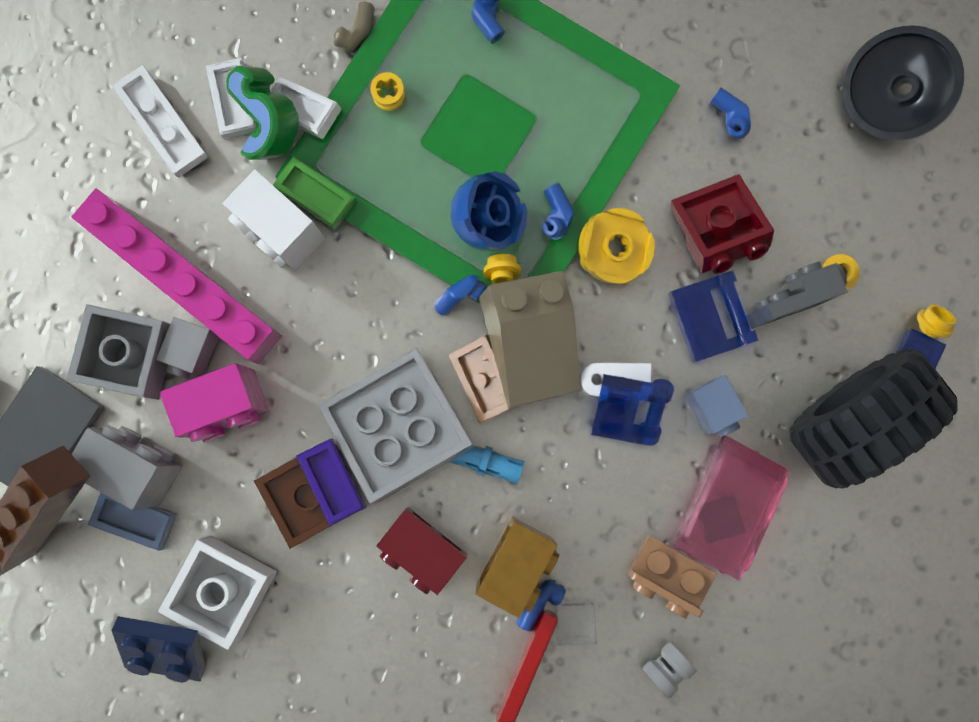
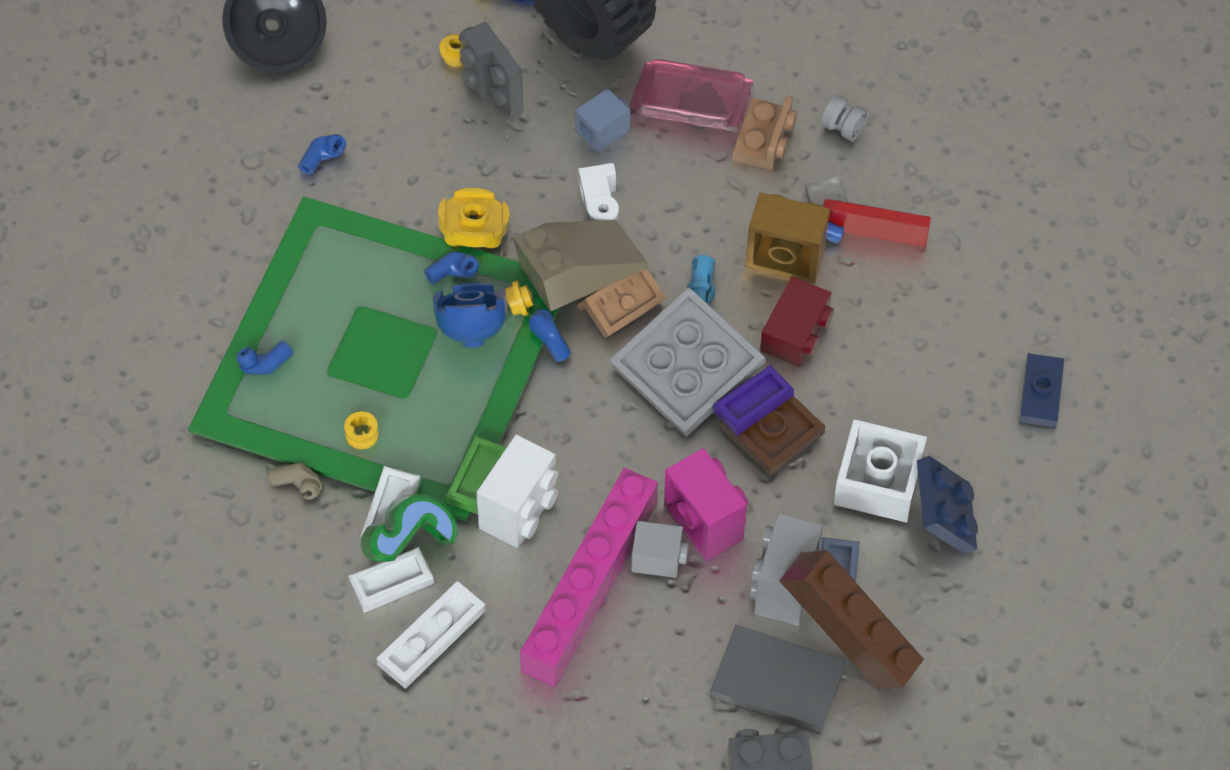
camera: 100 degrees left, 25 degrees down
(119, 352) = (678, 602): light grey brick -> none
(619, 404) = (624, 176): clear blue plate -> none
(701, 321) = (525, 147): clear blue plate -> none
(723, 225) = (433, 139): dark red plate -> none

